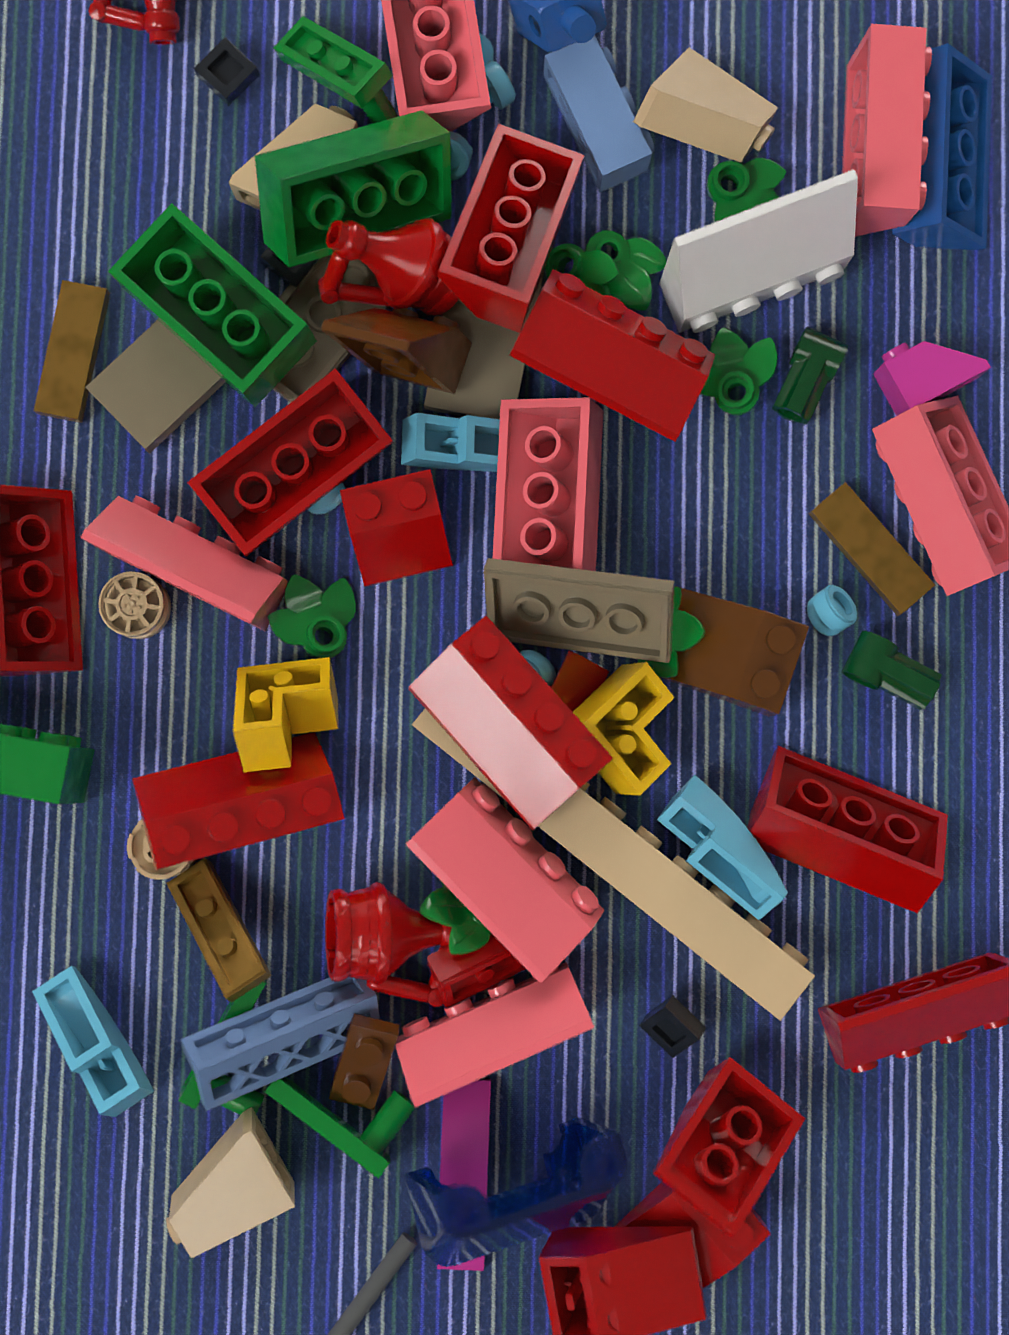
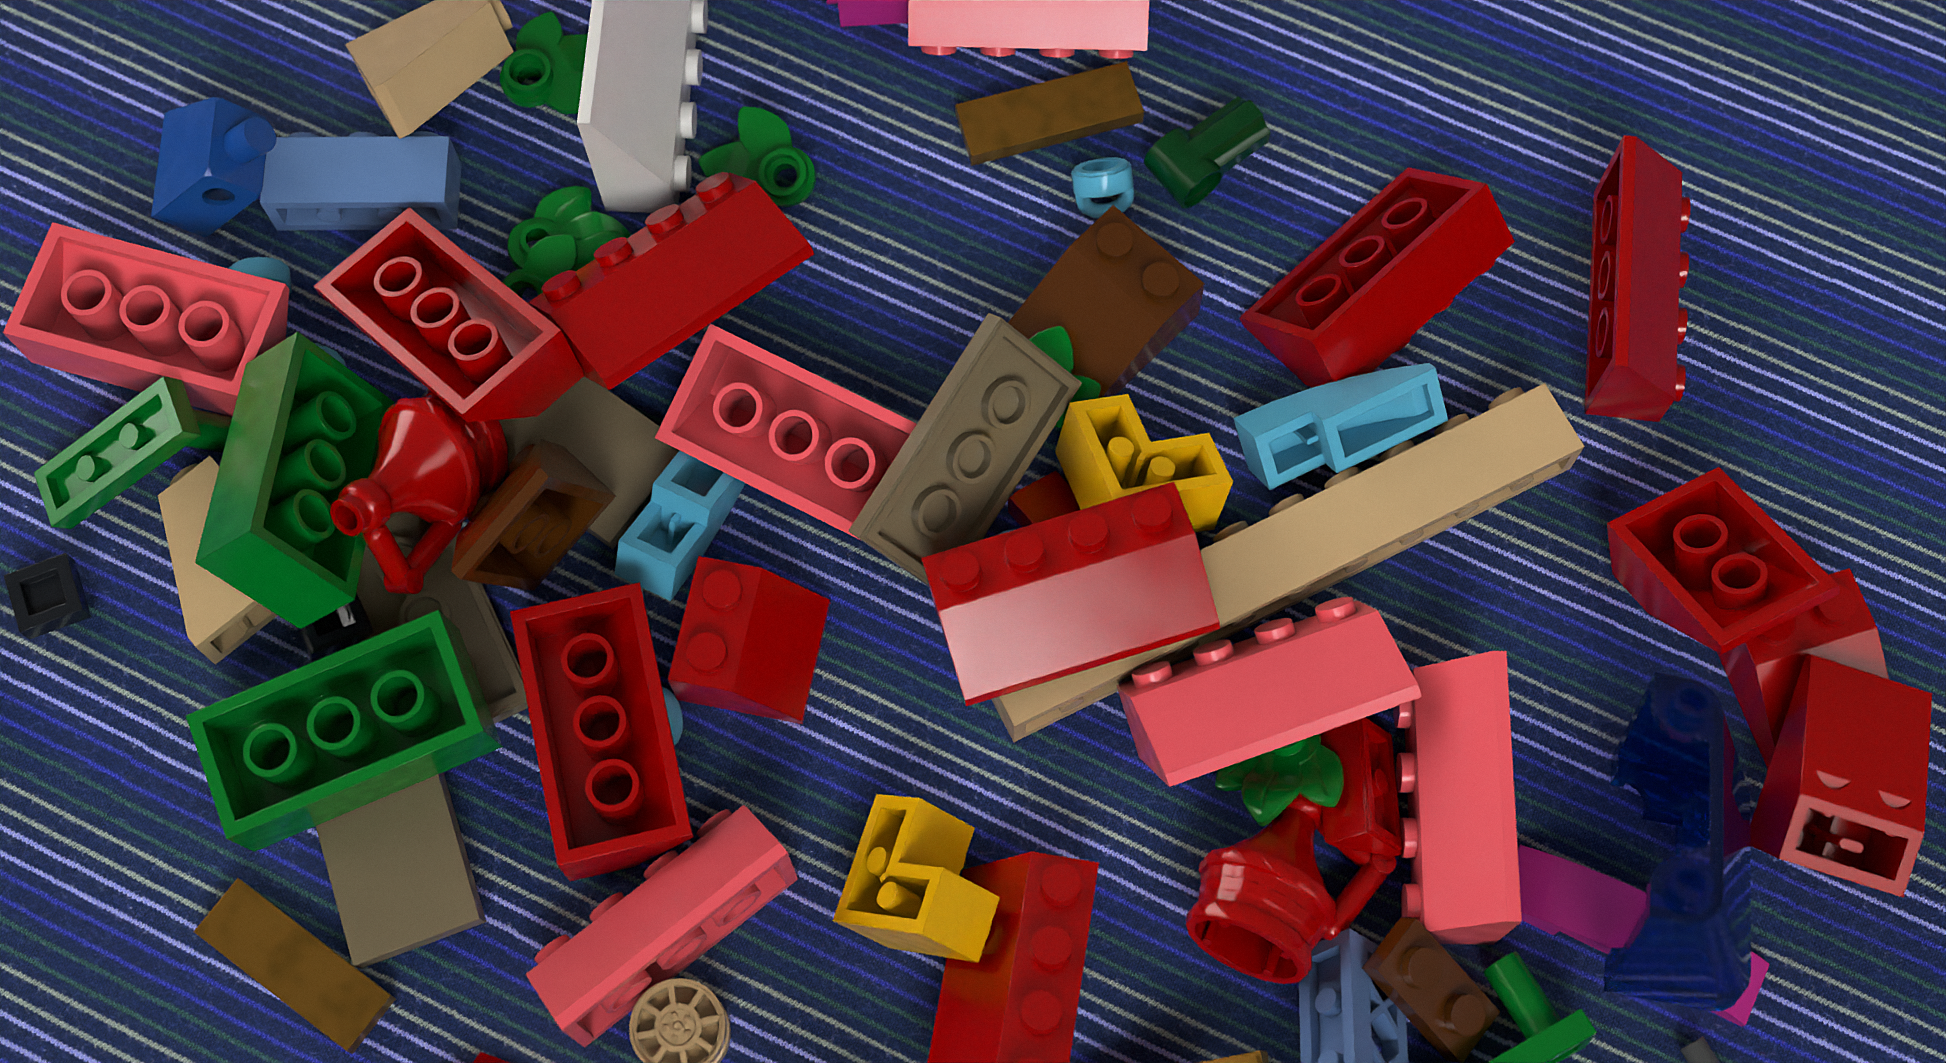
camera: 60 degrees left, 15 degrees down
(314, 610) = (804, 798): green plate -> none
(672, 1026) = (1540, 584): black plate -> none
(812, 366) = (798, 77): dark green piece -> none

